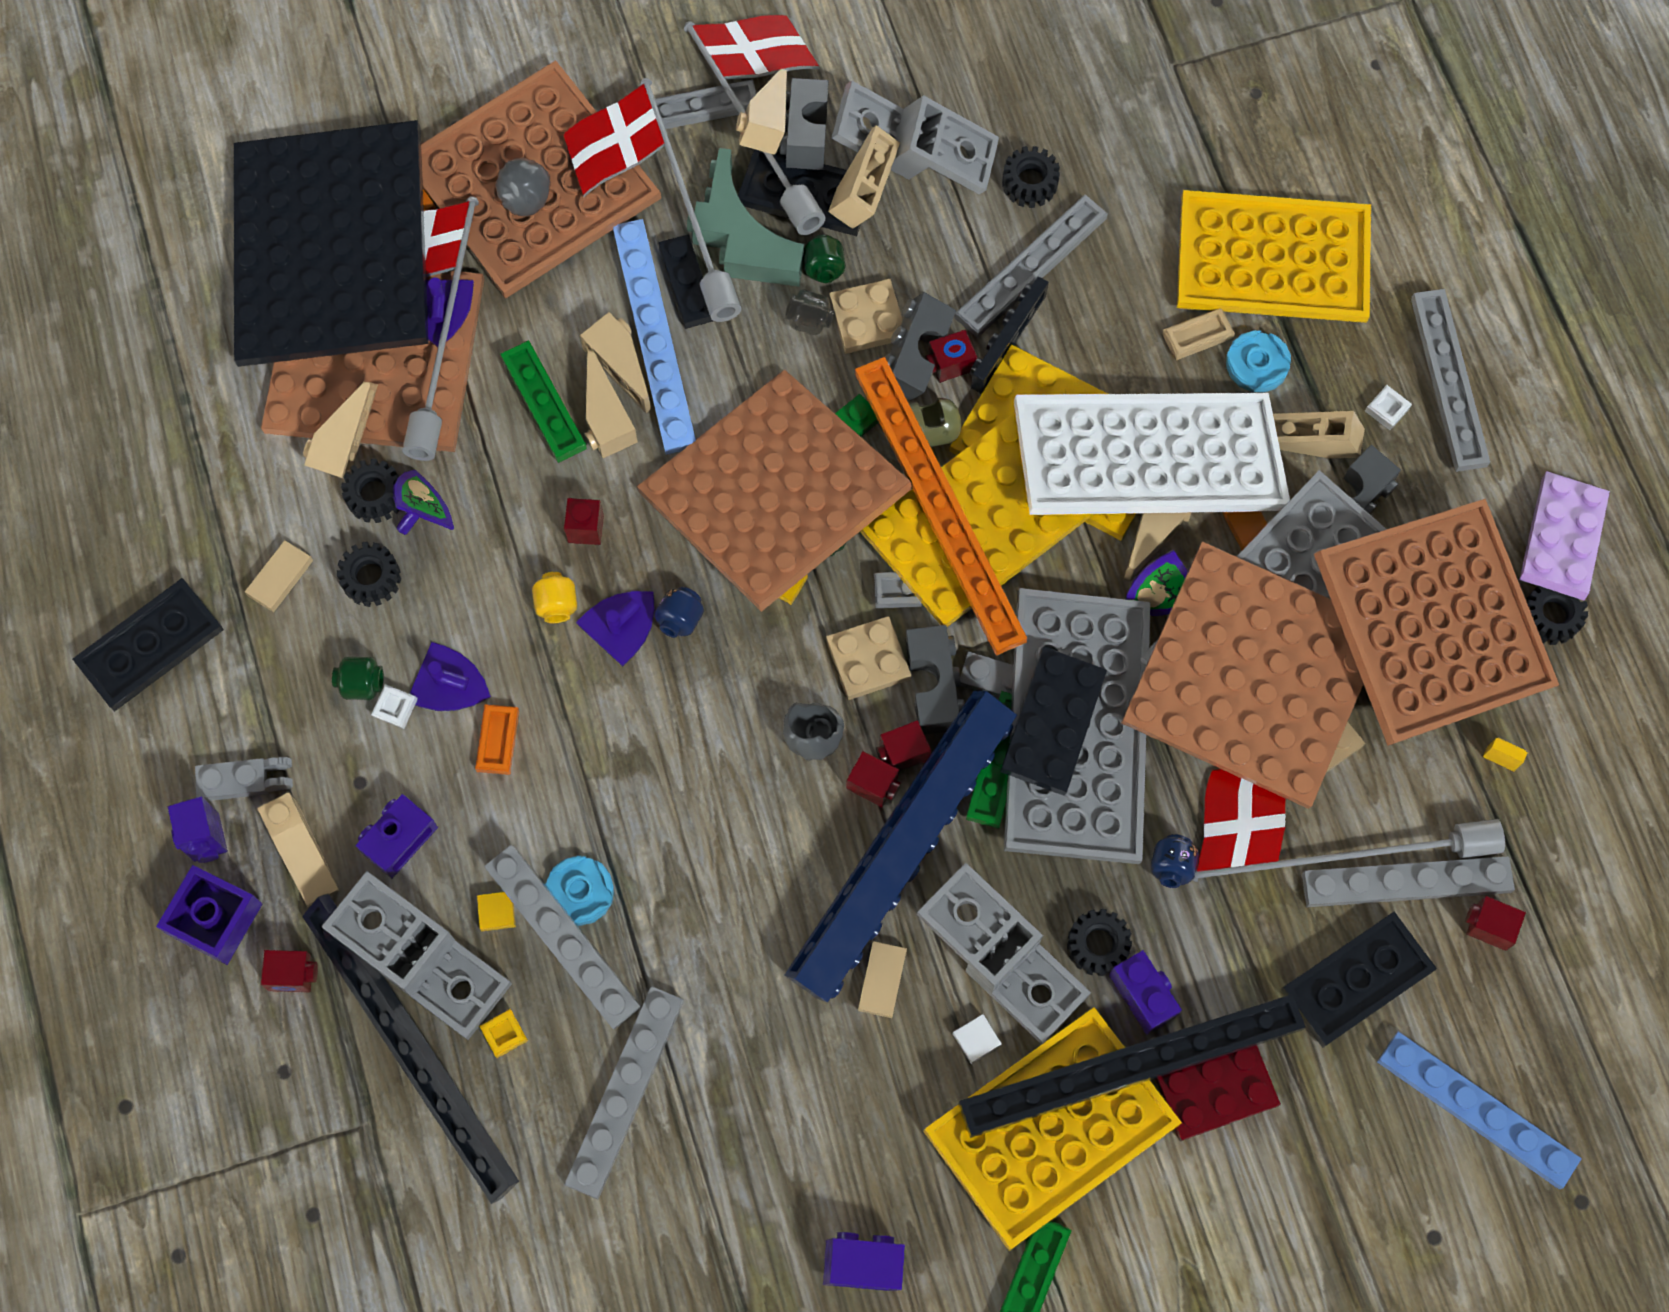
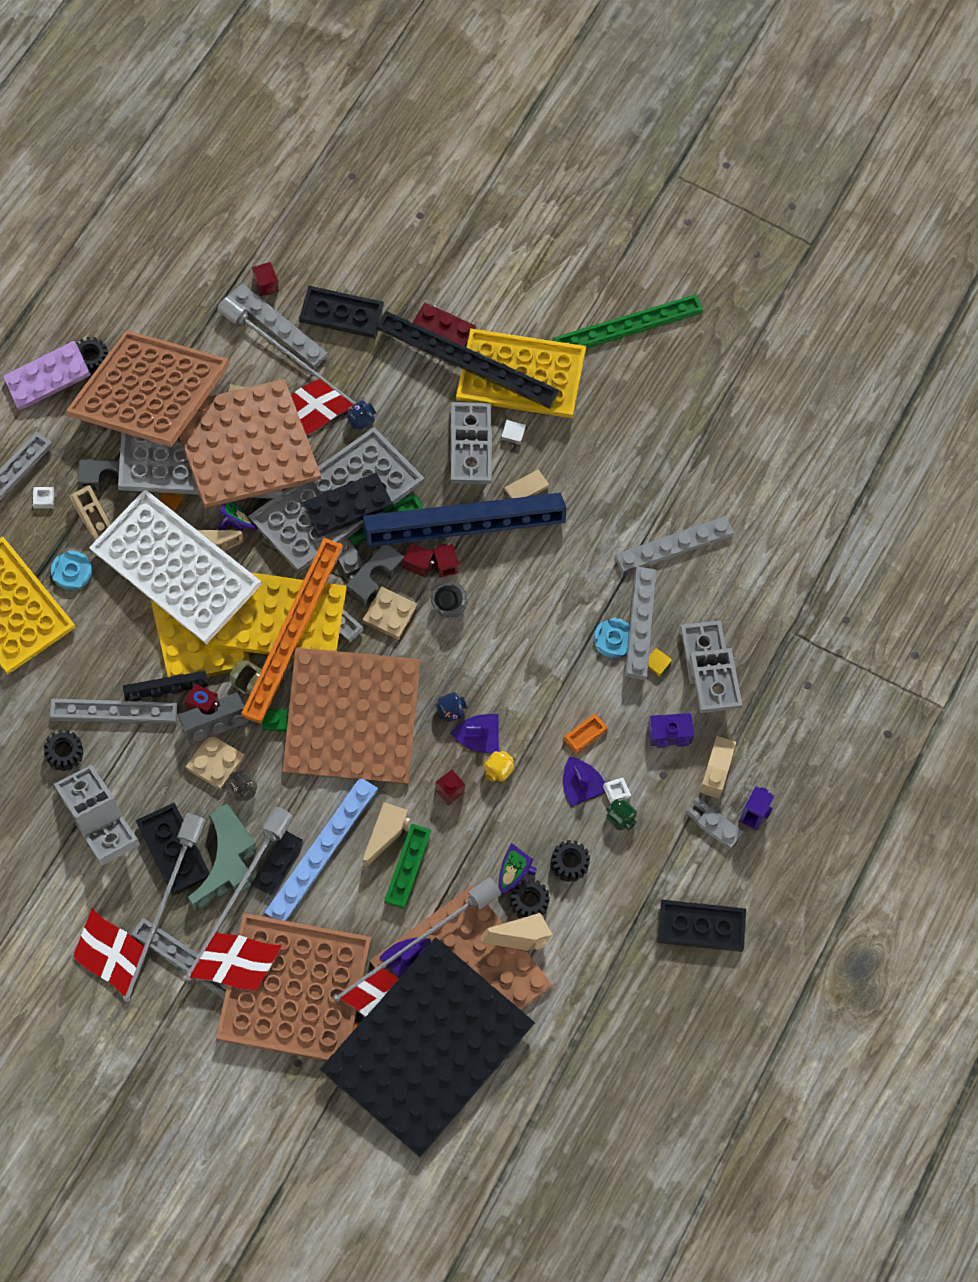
camera: 140 degrees left, 5 degrees down
(209, 915) = (783, 768): dark purple brick -> none
(279, 576) = (611, 903): tan tile -> none
(288, 971) = (770, 717): dark red brick -> none
(416, 1059) = (748, 637): black plate -> none
(503, 1033) = (701, 612): yellow tile -> none
(523, 186) = (307, 975): dark grey hair -> none
(616, 353) = (350, 852): tan slope -> none
(764, 119) = (151, 896): tan slope -> none
(805, 124) = (152, 866): dark grey arch -> none
(824, 259) = (204, 803): dark green head -> none
(864, 1263) = (646, 396): dark purple brick -> none
(865, 179) = (150, 810): tan slope -> none
(1099, 921) = (425, 427): black tyre -> none
(1145, 992) = (429, 382): dark purple brick -> none
(1198, 334) = (81, 607): tan tile -> none
(1479, 1110) = (352, 234): medium blue plate -> none
(1505, 754) = (181, 326): yellow tile -> none

